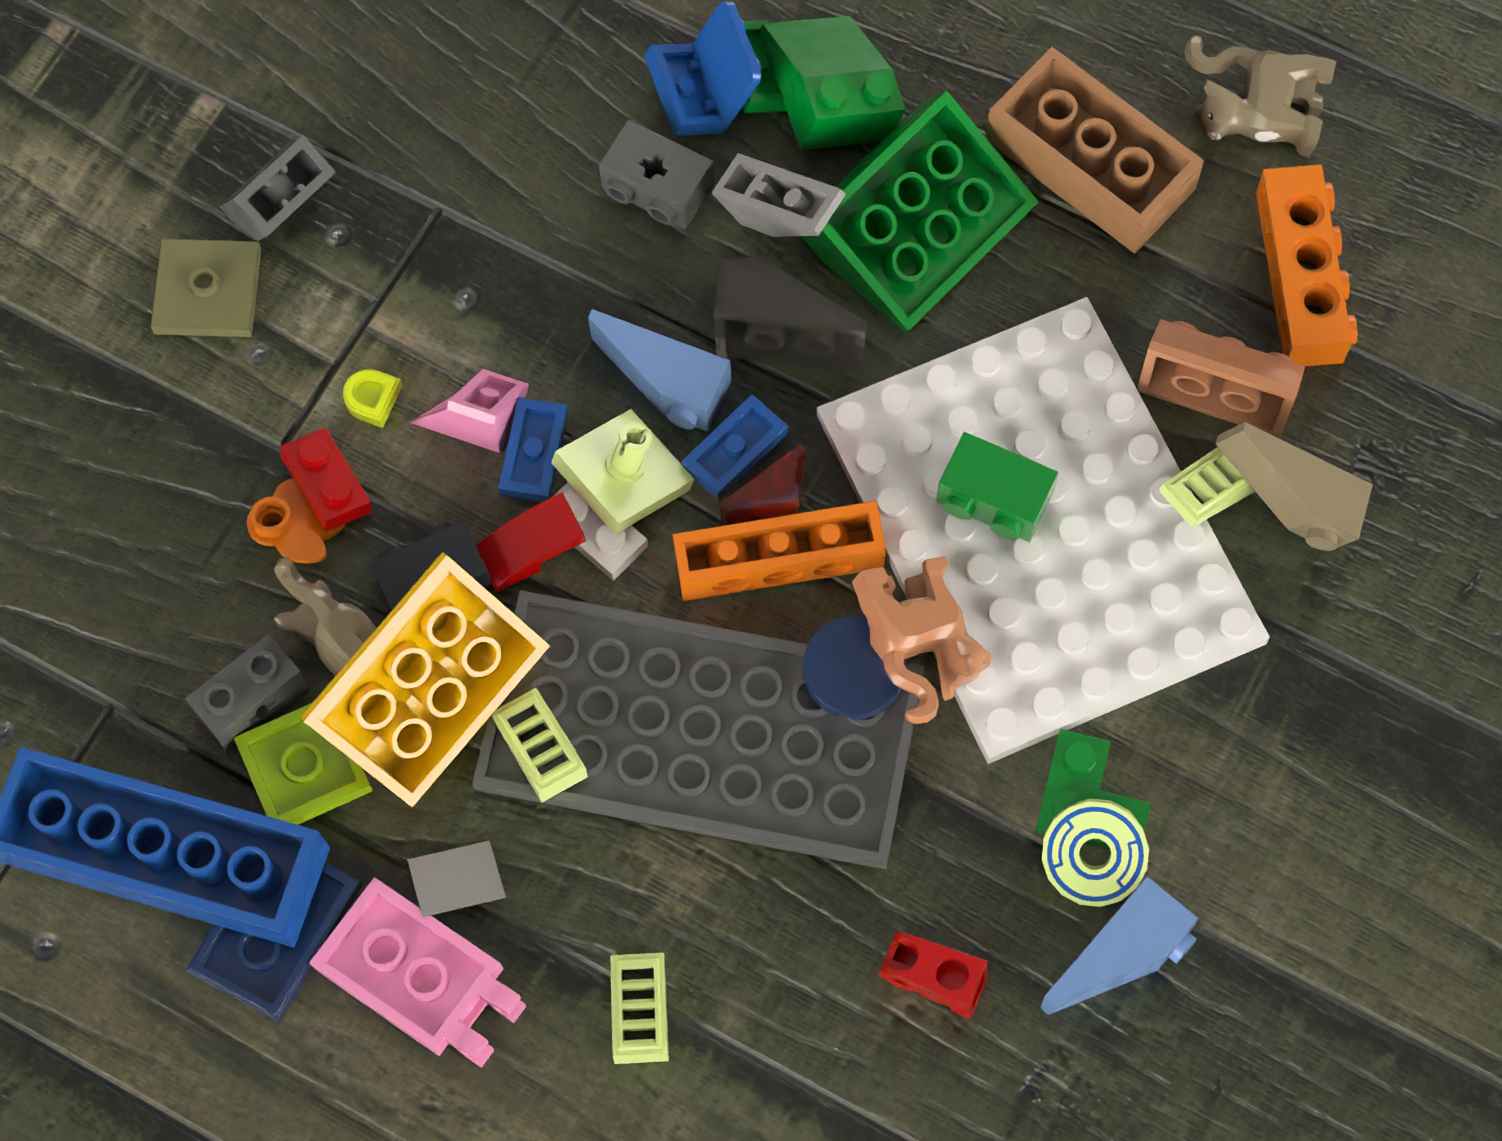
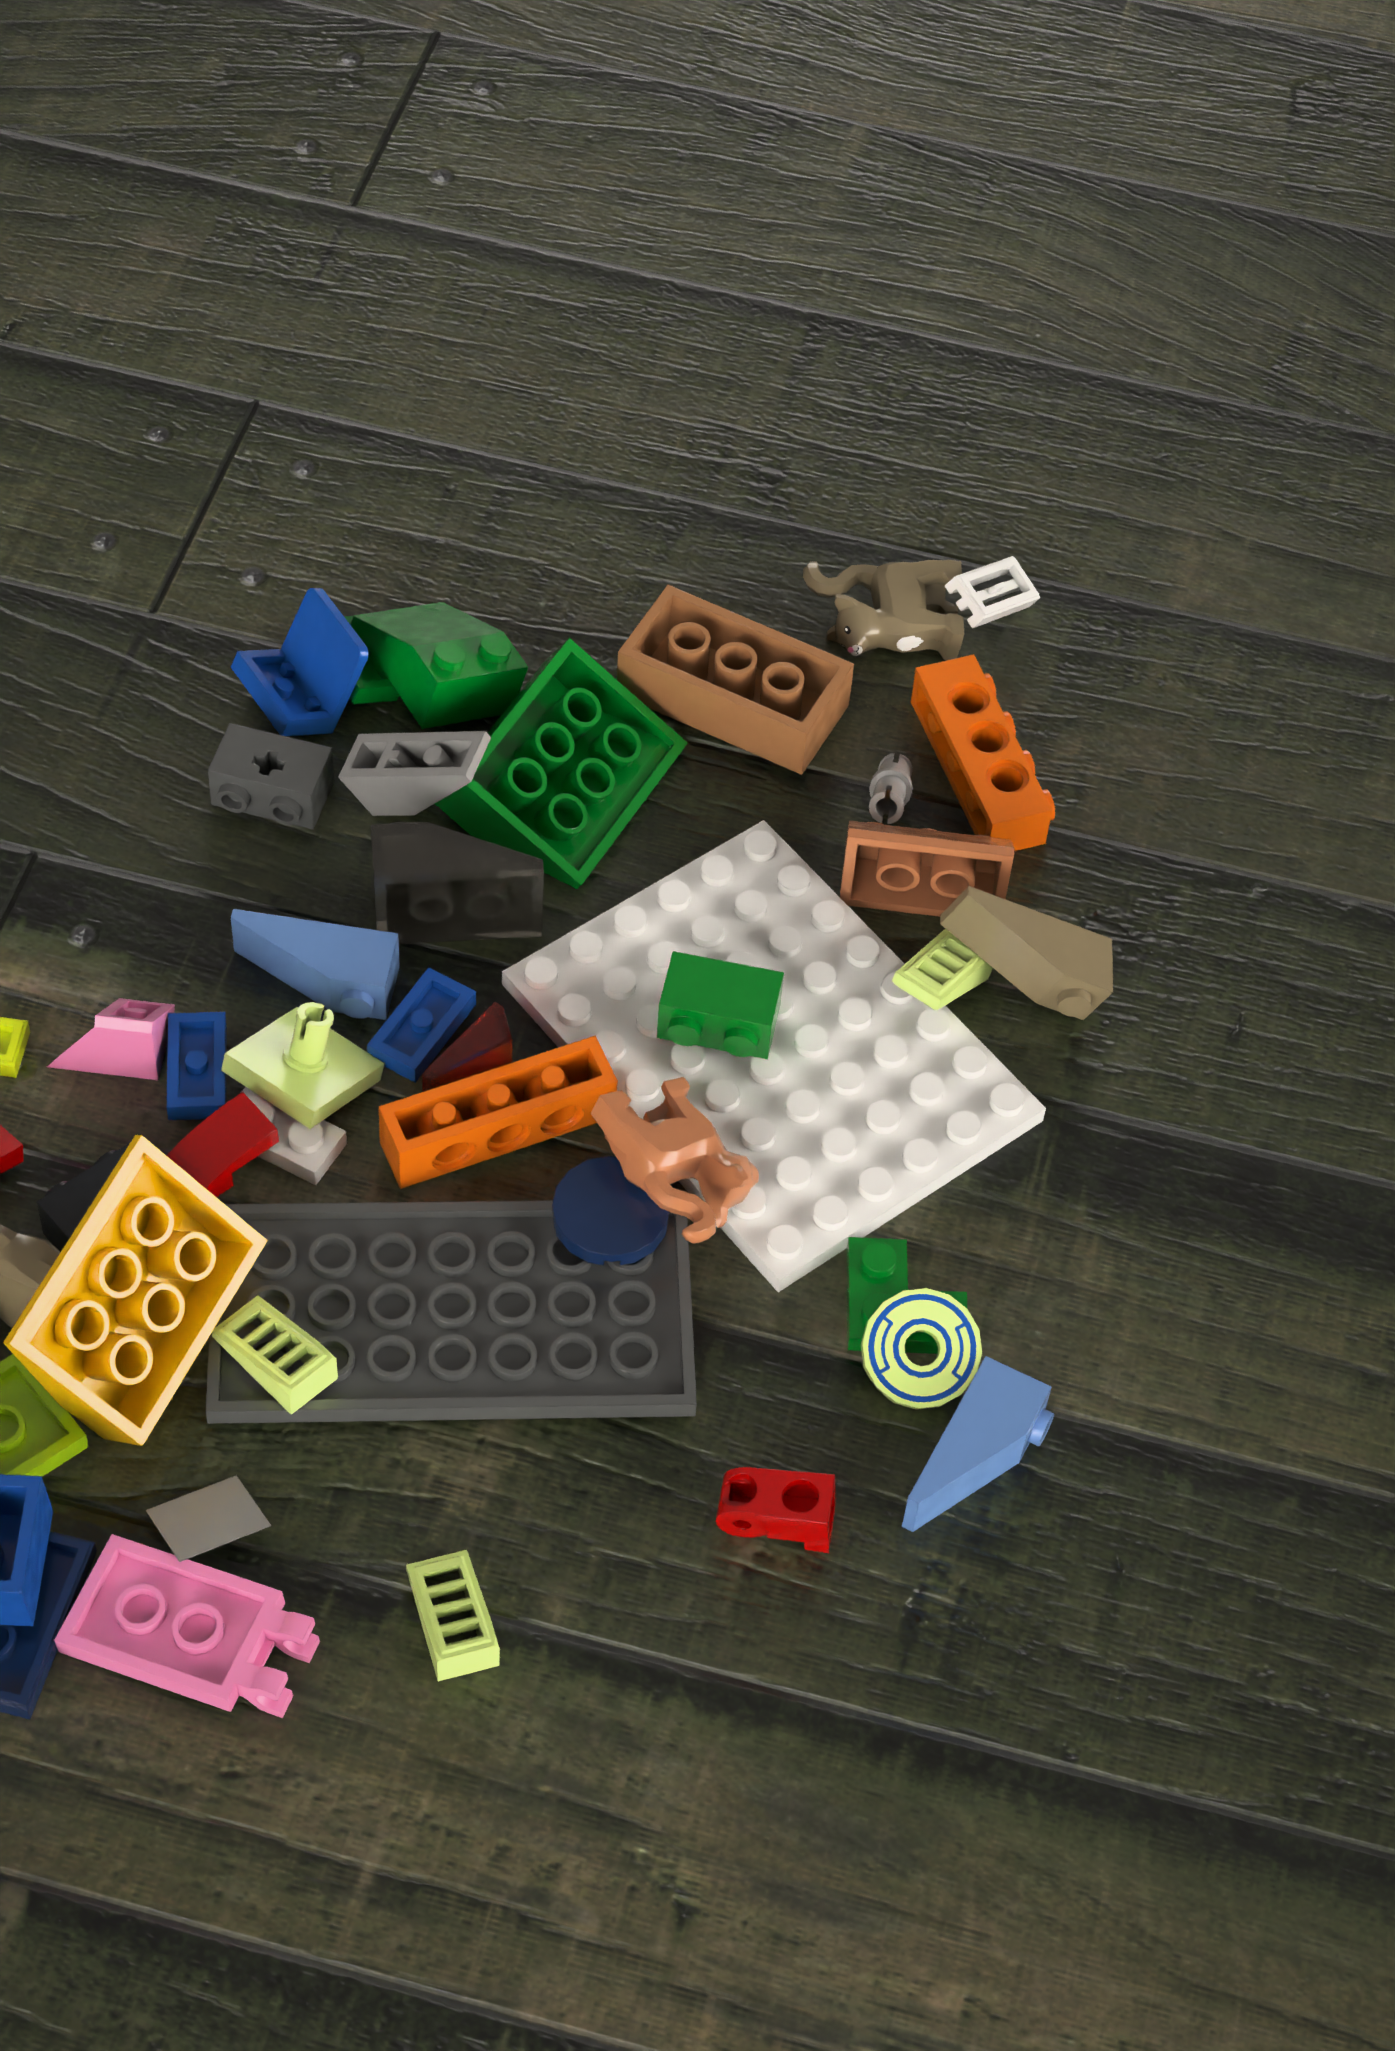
camera: 20 degrees left, 15 degrees down
(1209, 289) = (890, 788): none -> light grey pin
(1334, 105) = (974, 600): none -> white tile

